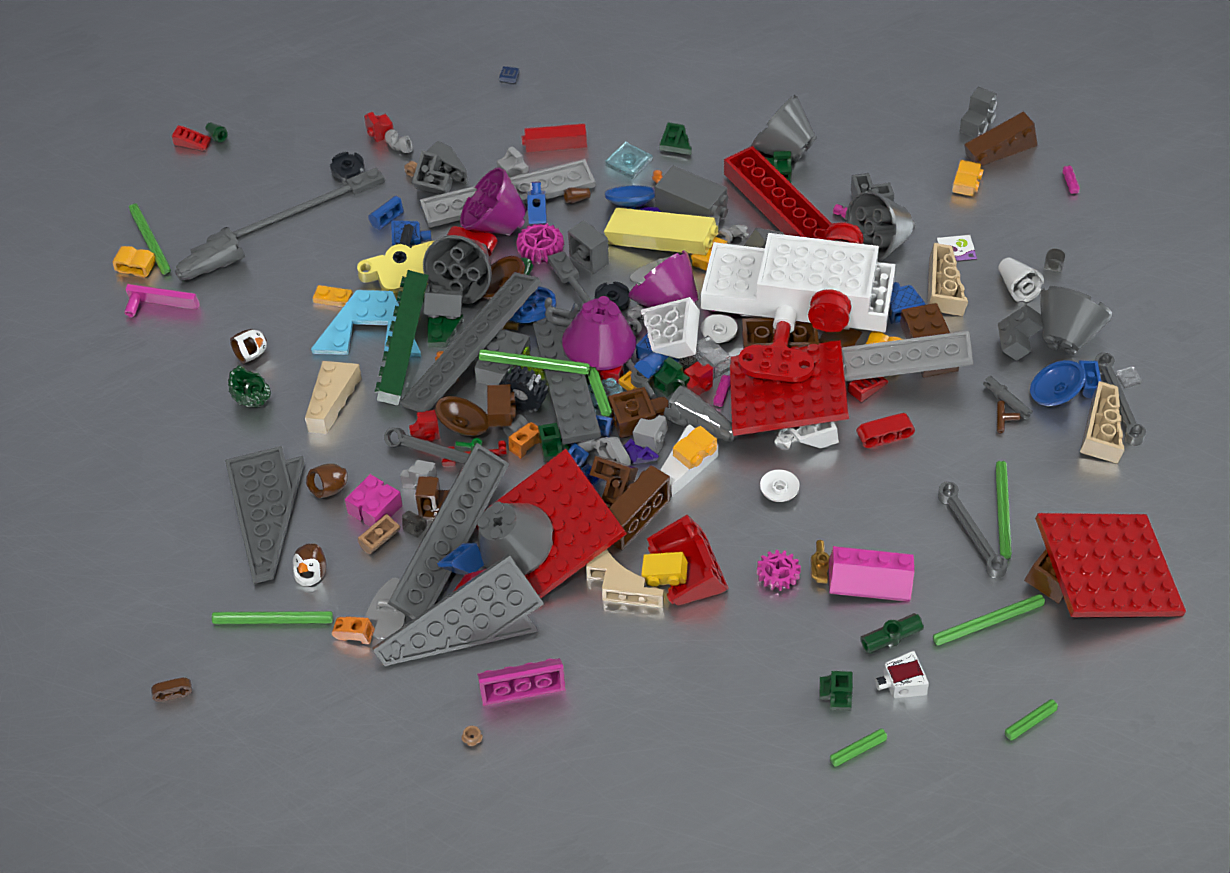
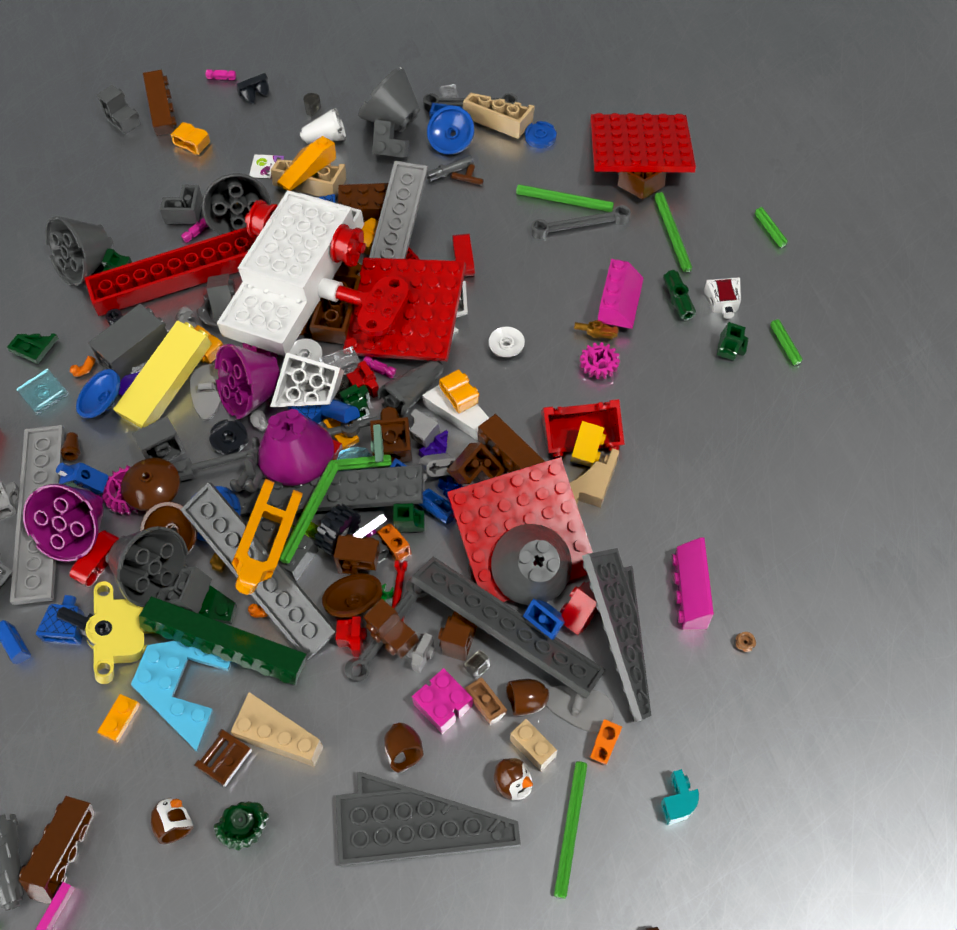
camera: 80 degrees left, 10 degrees up
(221, 285) = (56, 849): none -> reddish brown wedge
(301, 371) = (227, 762): none -> reddish brown plate
(302, 697) = (680, 806): none -> teal brick
(341, 575) = (533, 745): none -> tan brick
(384, 560) = (526, 696): none -> reddish brown piece
(428, 440) = (387, 627): none -> reddish brown brick
(450, 325) = (252, 571): none -> light orange piece
(532, 415) = (369, 529): none -> plate
(544, 252) = (158, 488): none -> reddish brown dish
(611, 393) = (377, 444): none -> sand green plate
(726, 181) = (111, 314): none -> black bush
(952, 269) = (308, 162): none -> light orange wedge
(1055, 203) = (248, 87): none -> black tile
(1096, 473) = (540, 134): none -> blue tile

